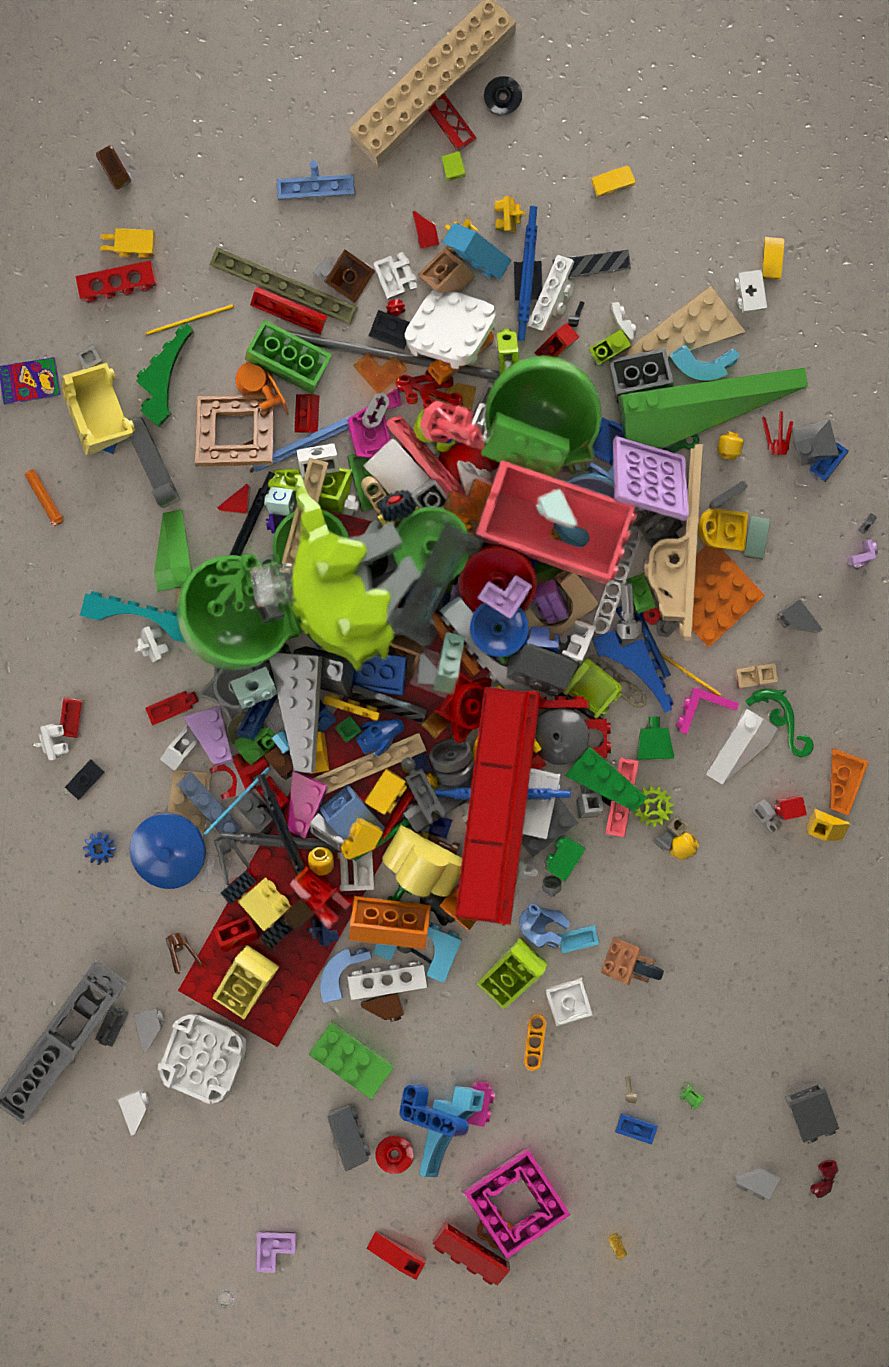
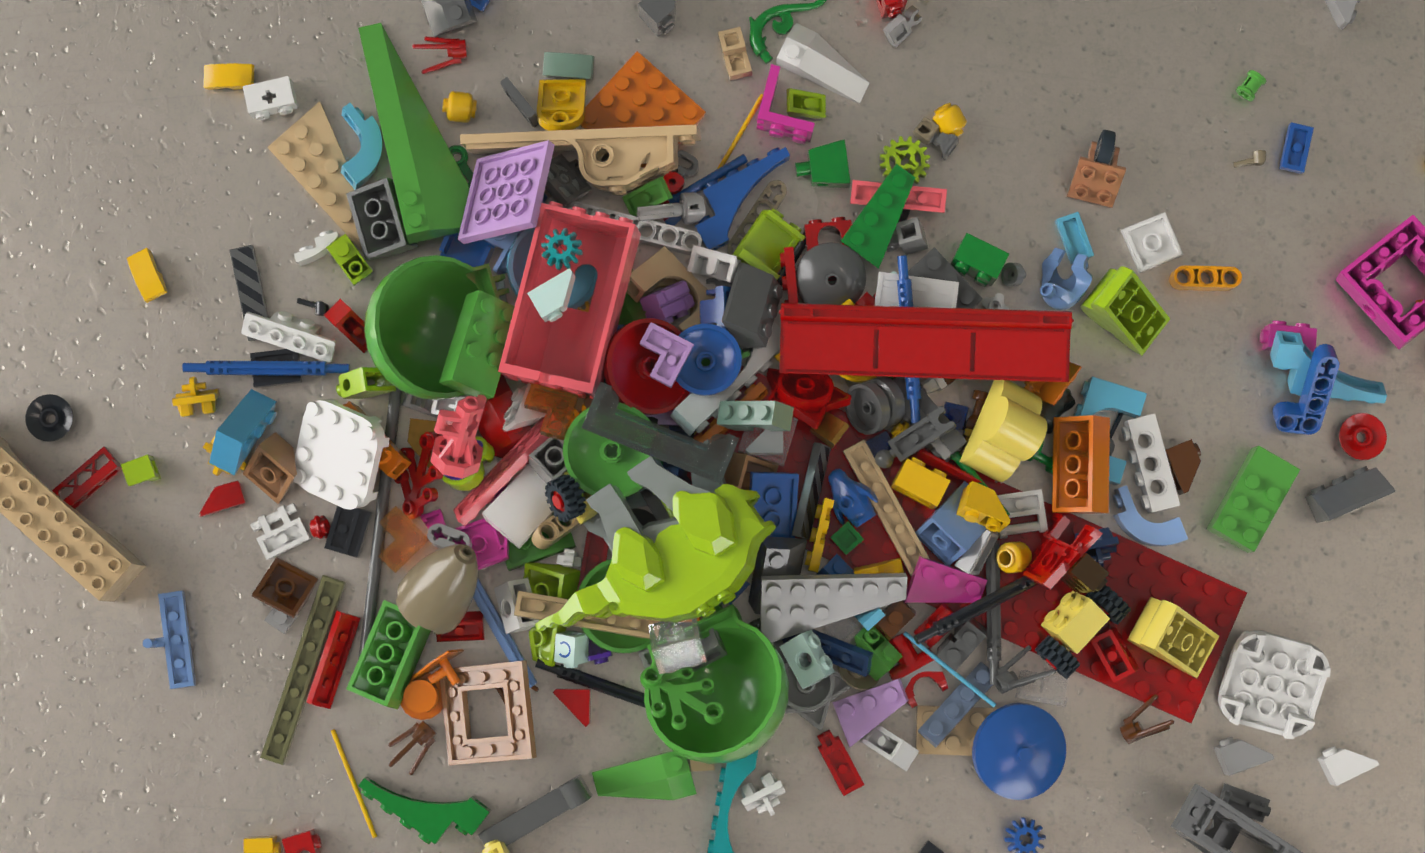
camera: 100 degrees left, 5 degrees down
(223, 377) = (422, 734): none -> reddish brown plant
(334, 399) = (439, 589): none -> dark tan cylinder
(589, 514) = (570, 243): none -> teal gear
(707, 729) = (805, 104): none -> lime slope

